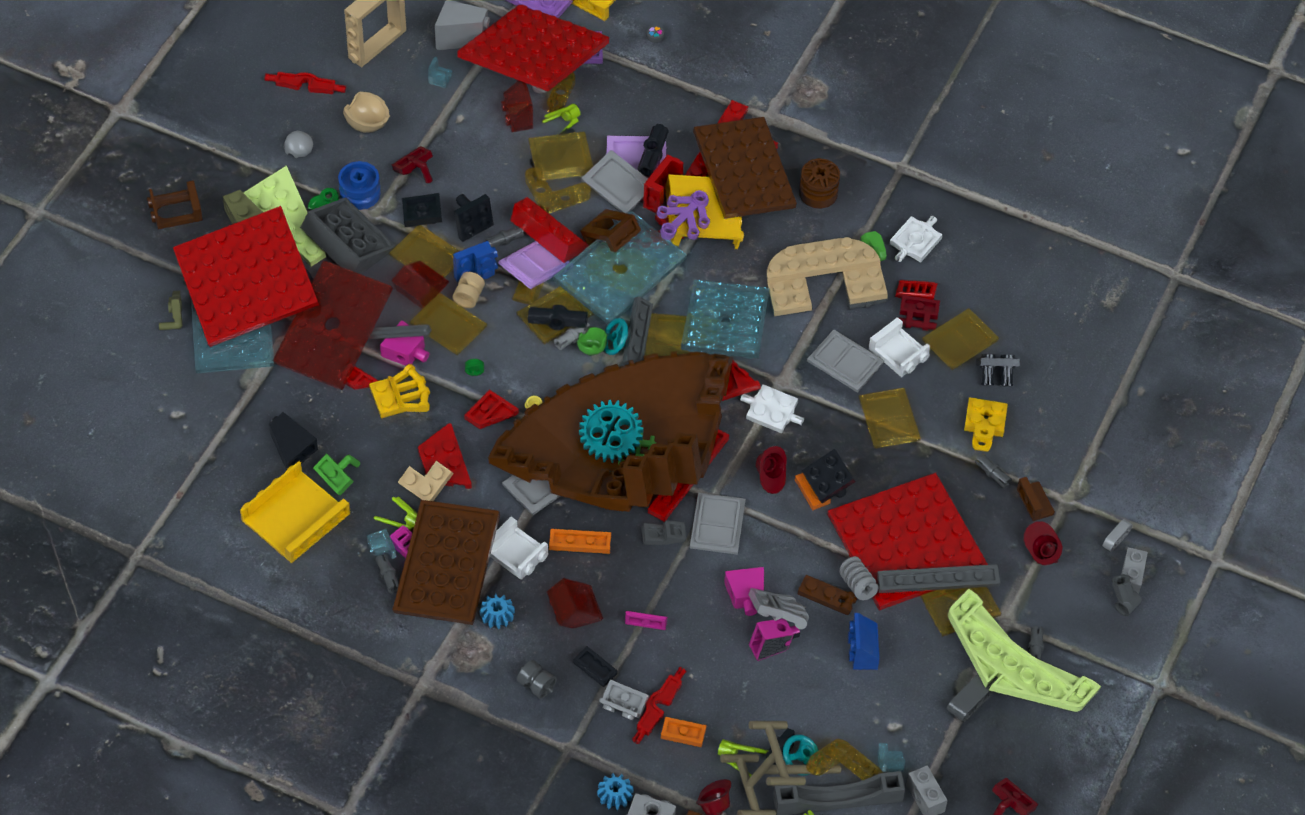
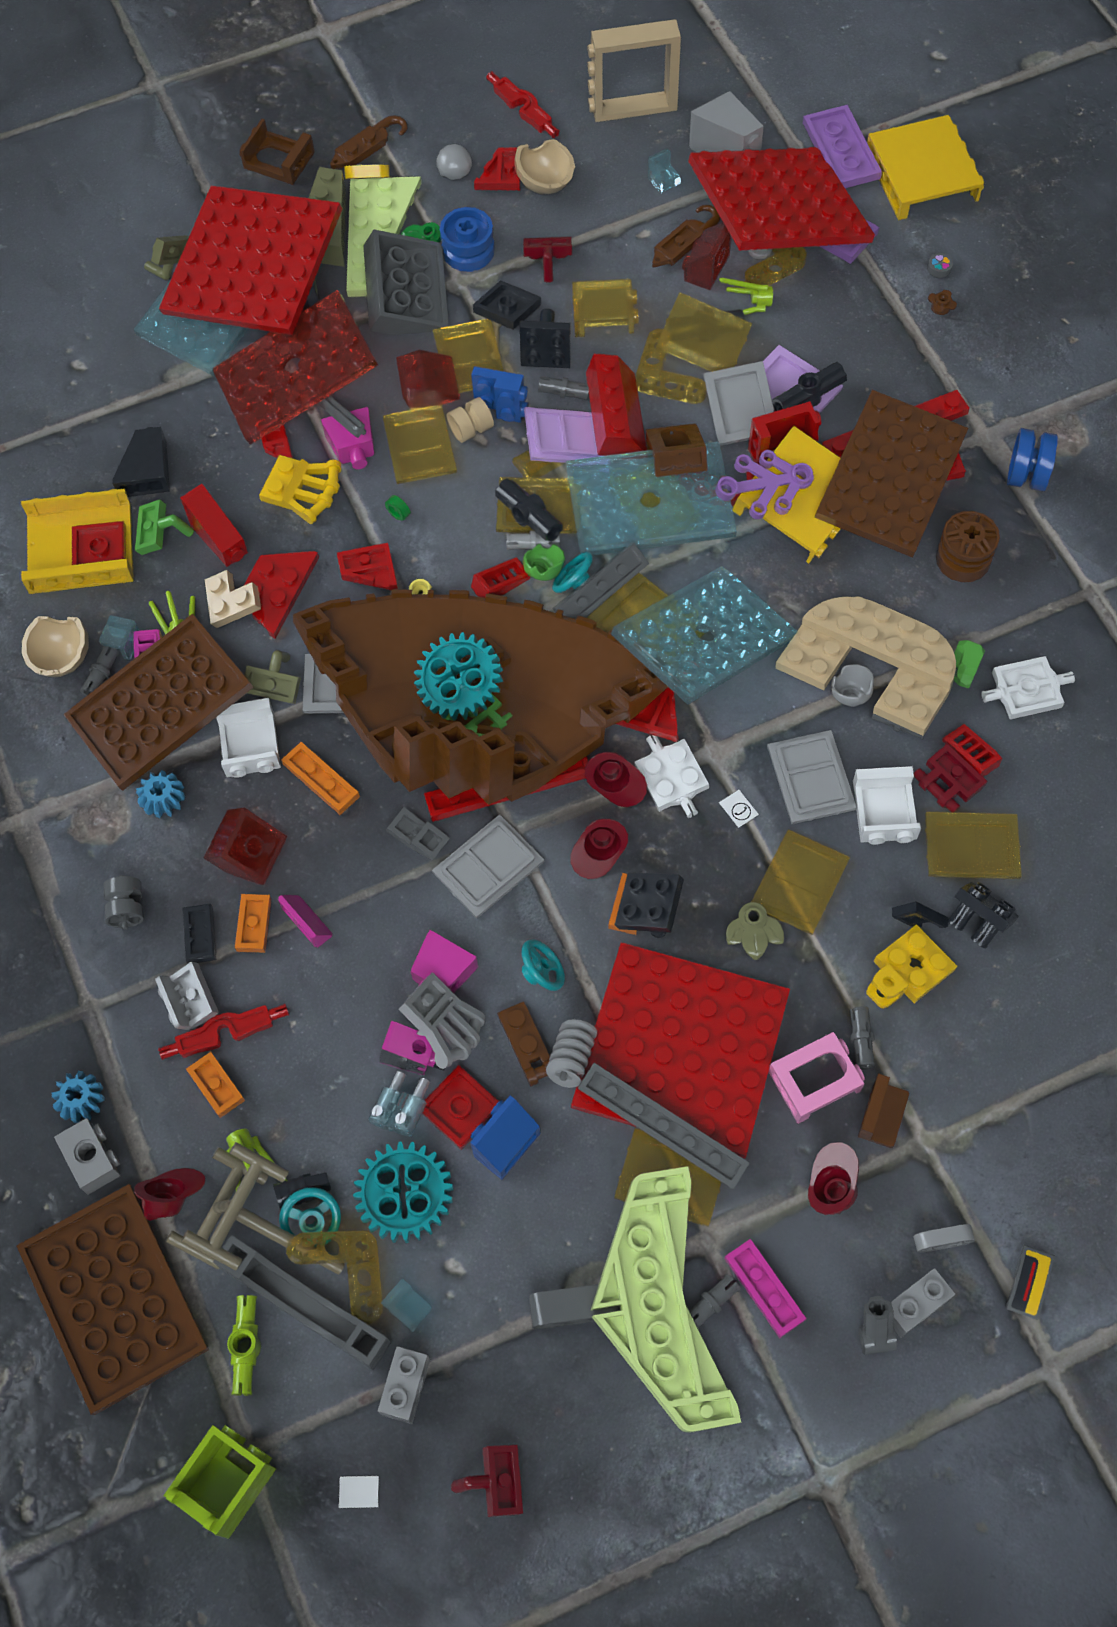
camera: 45 degrees right, 10 degrees up
(226, 165) = (365, 143): none -> reddish brown plate
(250, 182) = (366, 171): none -> yellow beam
(309, 505) = (98, 542): none -> red tile
(336, 131) = (499, 172): none -> red wing
(352, 574) = (55, 645): none -> tan cylinder
(377, 447) = (213, 525): none -> red slope
(481, 174) = (604, 304): none -> clear yellow panel
(490, 105) = (681, 240): none -> reddish brown plate
(507, 507) = (272, 683): none -> olive plate
(573, 370) = (483, 584): none -> red slope
(620, 640) = (253, 923): none -> orange plate
(676, 55) = (942, 302): none -> reddish brown plate
(747, 428) = (616, 779): none -> dark red piece
(795, 672) = (397, 1110): none -> clear light blue piece
(799, 550) = (537, 969): none -> teal piece
(812, 113) = (1037, 460): none -> blue wheel
(822, 403) = (738, 808): none -> white sticker
(823, 650) = (459, 1106): none -> red tile
(826, 296) = (853, 685): none -> light grey hair
(836, 708) = (430, 1188): none -> teal gear
(892, 459) = (756, 934): none -> olive plate
(965, 391) = (917, 913): none -> black tile
(983, 520) = (801, 1106): none -> bright pink panel
(1055, 620) = (765, 1288): none -> dark pink plate
(1175, 527) = (1030, 1282): none -> slope

